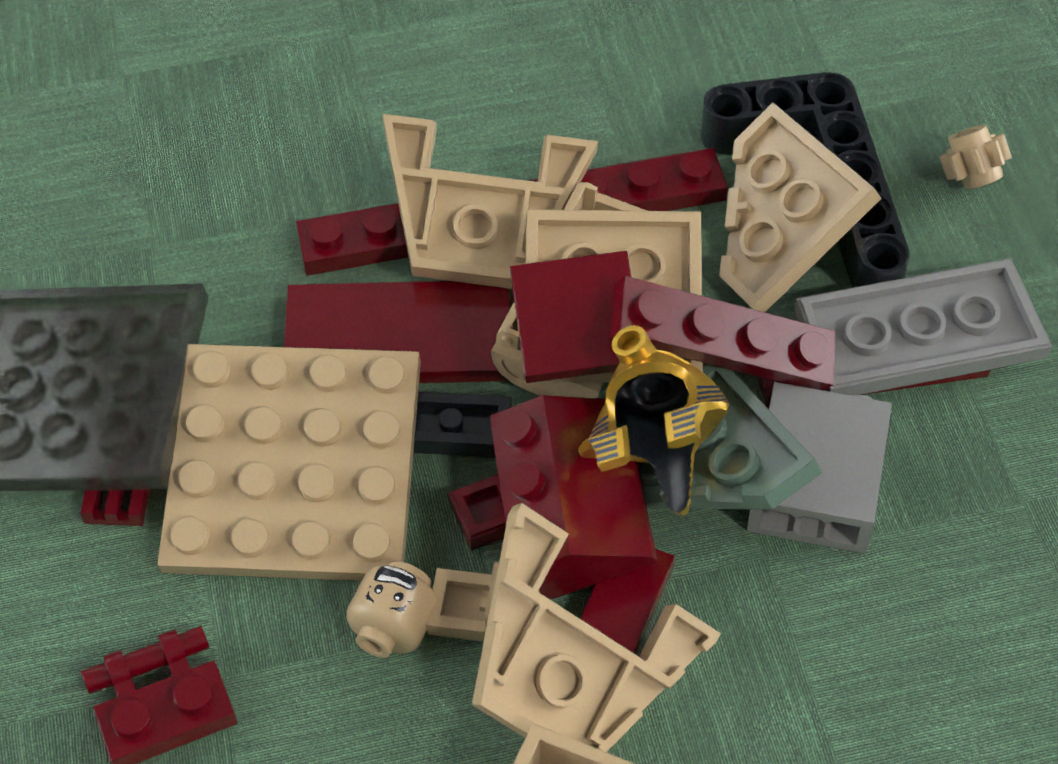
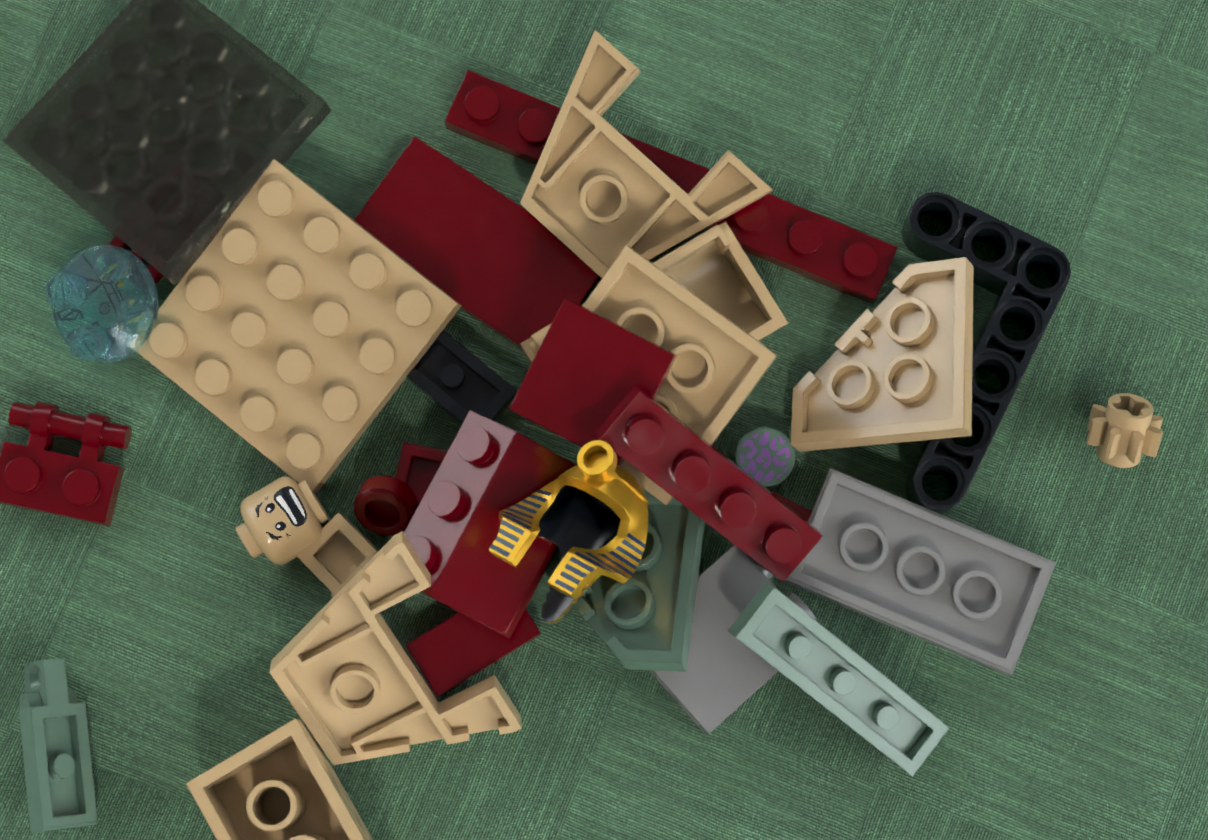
camera: 35 degrees right, 25 degrees up
(110, 547) = (104, 303): none -> clear light blue dish
(471, 542) = (385, 505): none -> dark red tile
(934, 419) = (838, 678): none -> sand green plate

